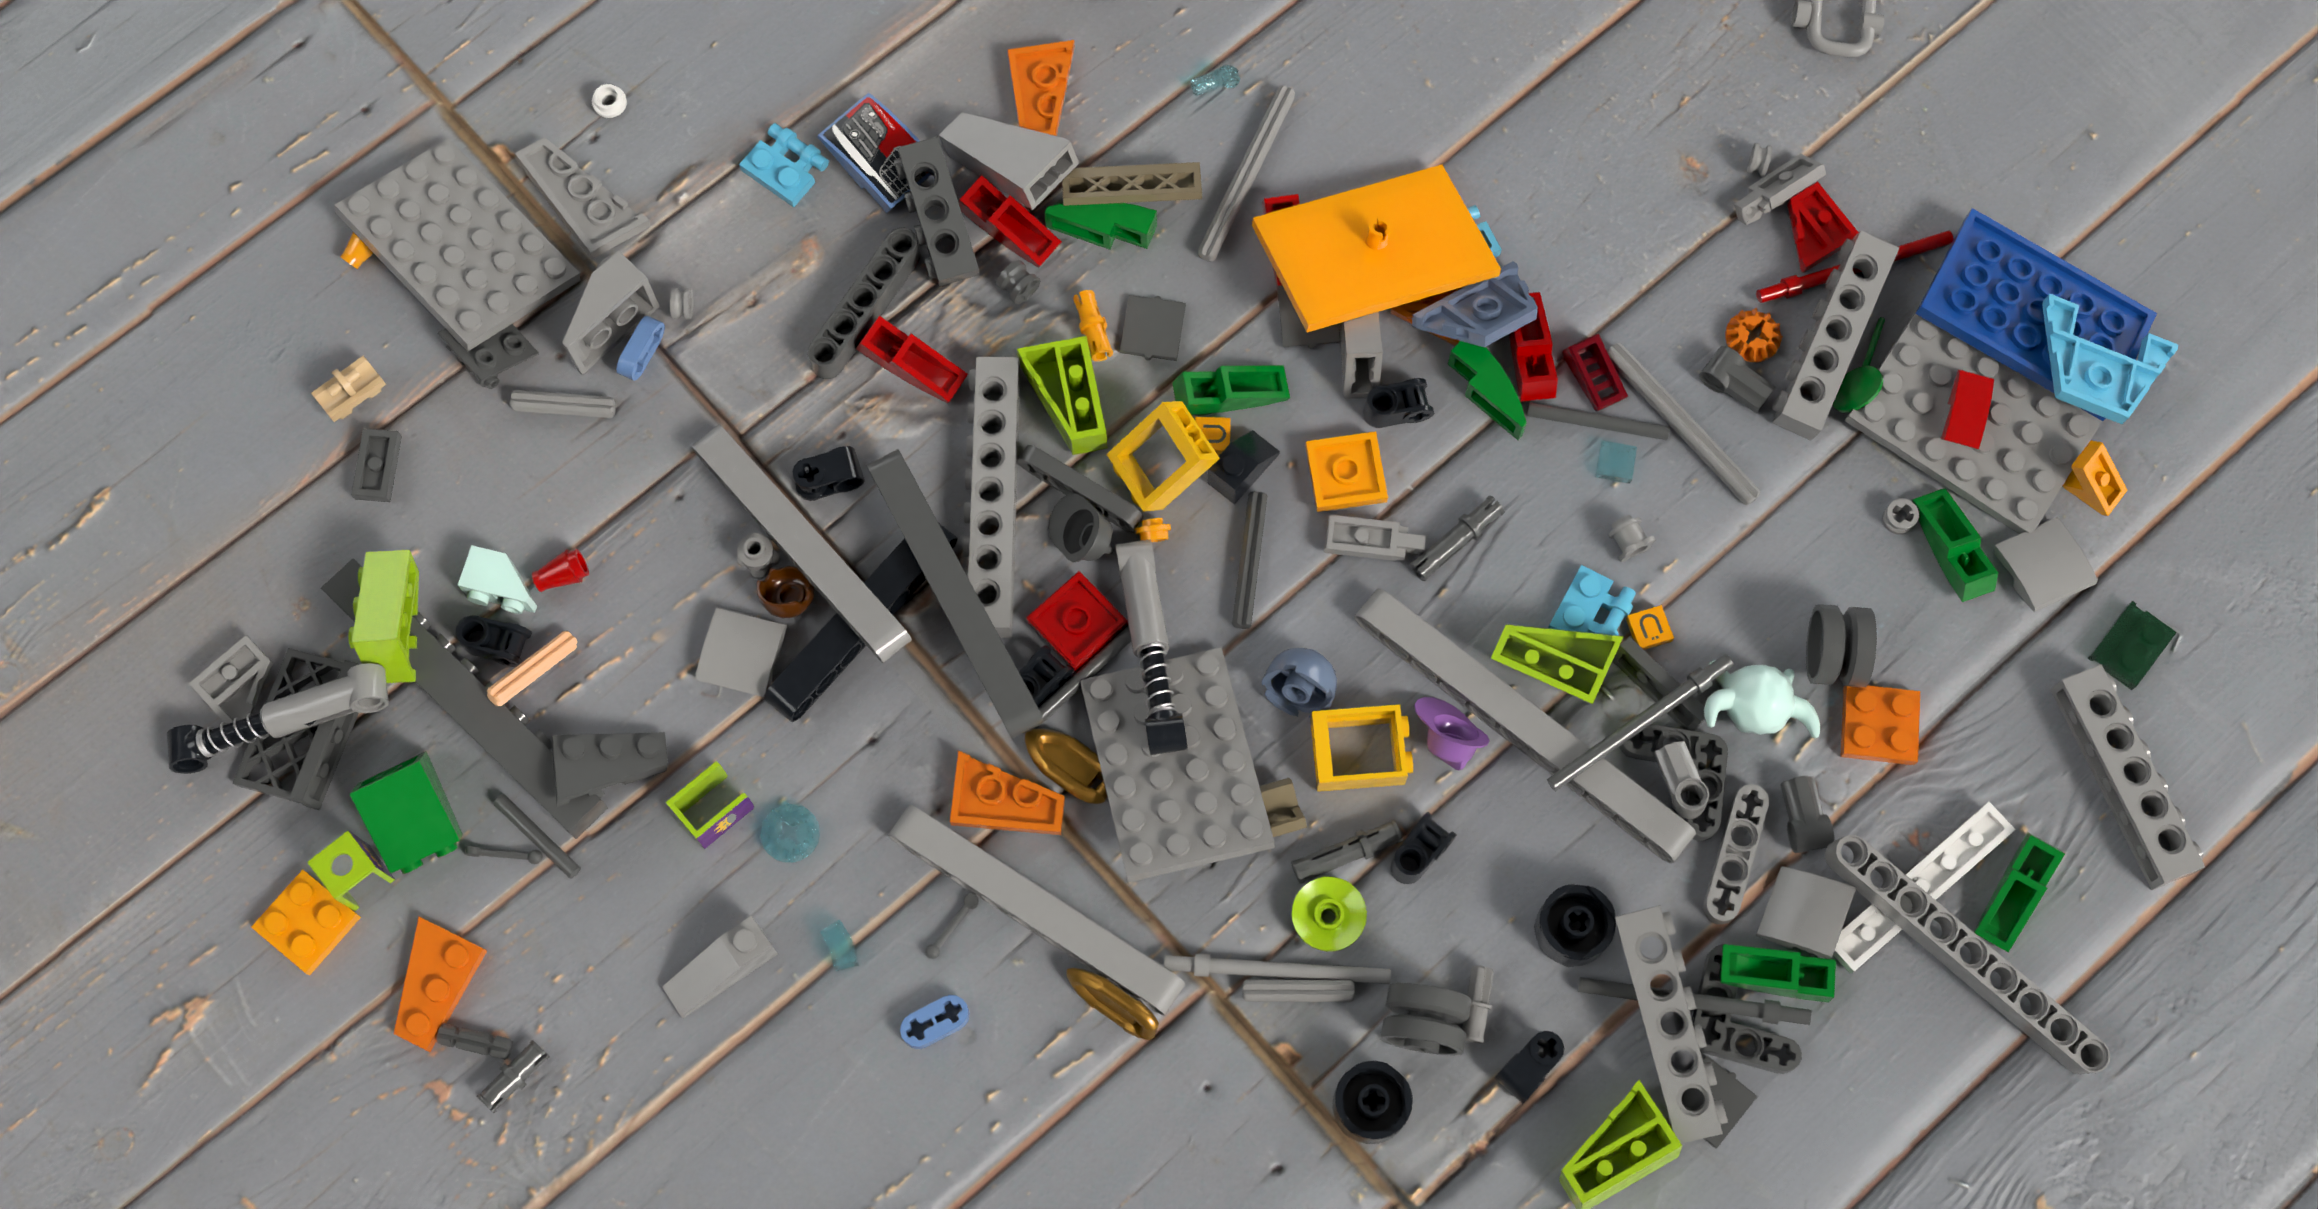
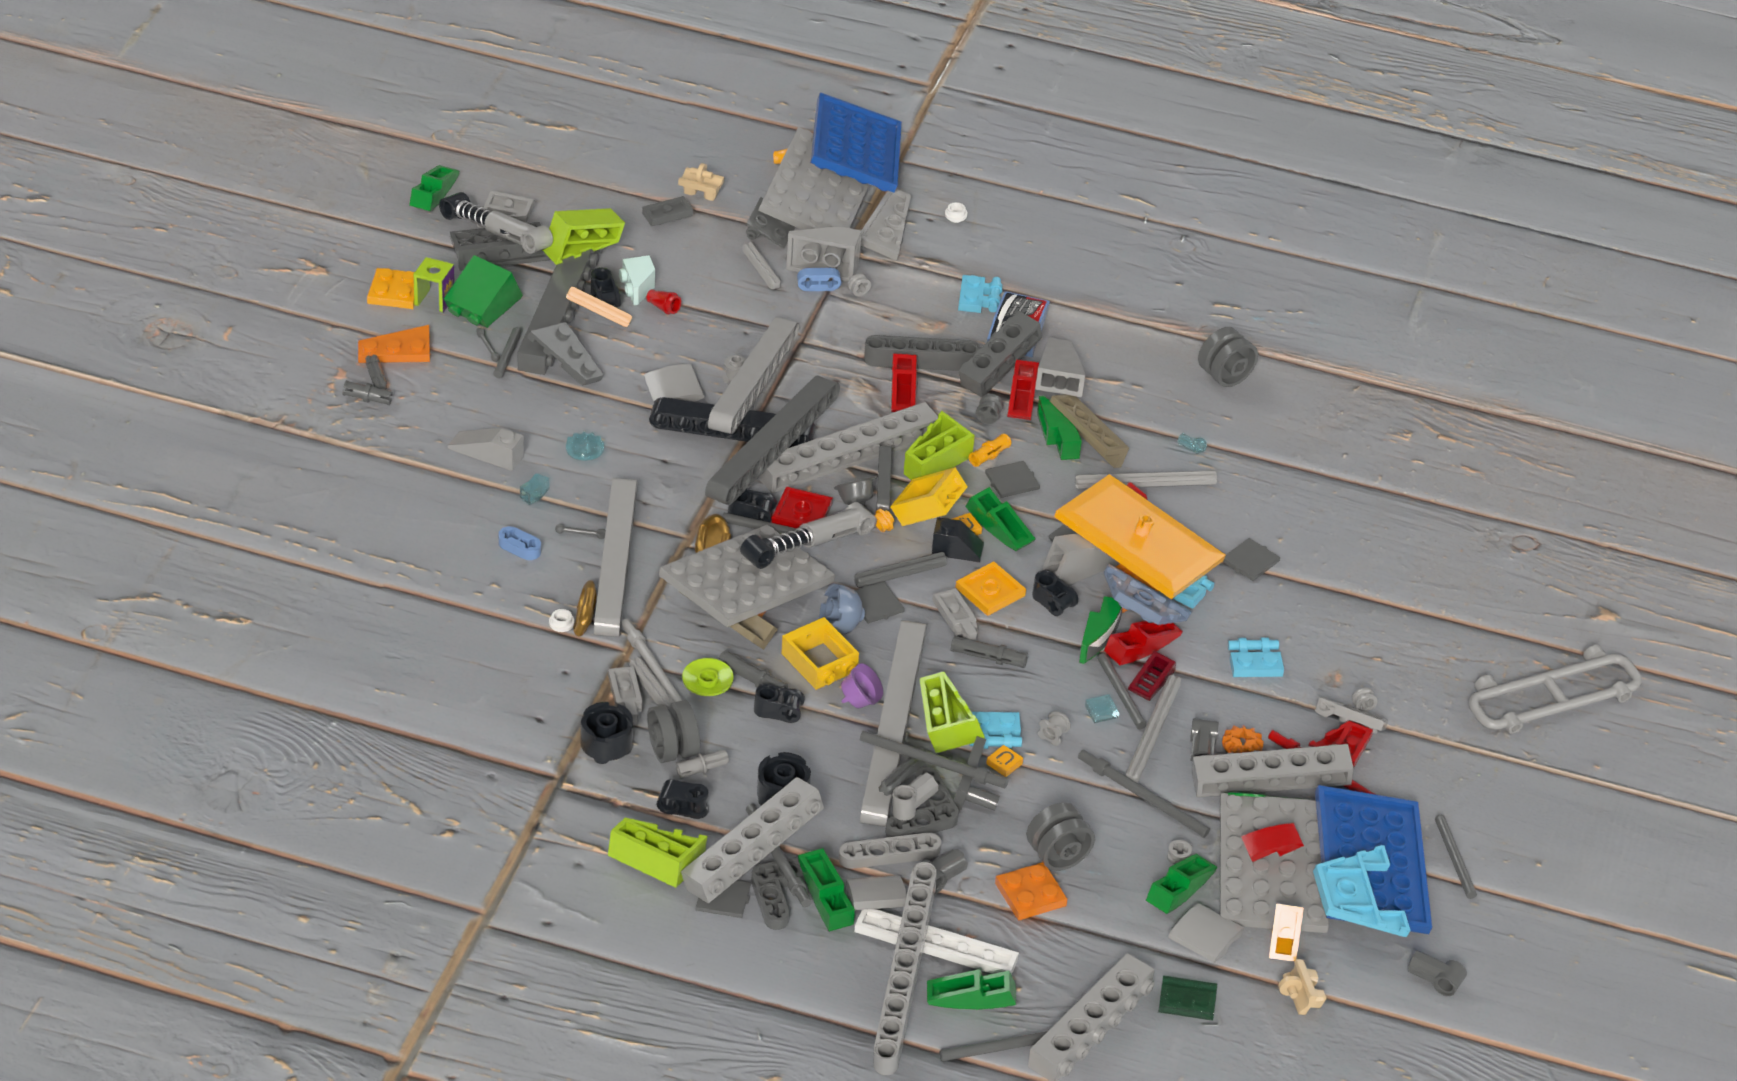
camera: 55 degrees right, 30 degrees down
(122, 755) = (433, 187): none -> green slope
(410, 148) = (856, 143): none -> blue plate
(698, 789) = (573, 403): lime piece -> none
(785, 592) = (716, 384): reddish brown hair -> none
(831, 471) = (802, 372): black piece -> none
(1000, 801) = (669, 519): orange wing -> none
(1040, 83) = (1121, 373): orange wing -> none
(1112, 1035) = (561, 620): none -> white plate
(1286, 621) = (879, 602): none -> dark grey piece
(1299, 1033) = (626, 690): none -> light grey hinge
(1447, 136) = (1251, 559): none -> dark grey piece
(1631, 239) = (1255, 663): none -> medium azure plate
(1639, 771) = (900, 774): none -> dark grey axle
(1721, 520) = (1103, 768): none -> dark grey bar
(1760, 701) = (995, 816): light aqua piece -> none
(2047, 216) = (1455, 857): none -> dark grey bar
(2110, 913) = (990, 1047): none -> dark grey bar
(2182, 512) = (1300, 986): none -> tan hips
(2230, 345) = (1444, 976): none -> dark grey piece

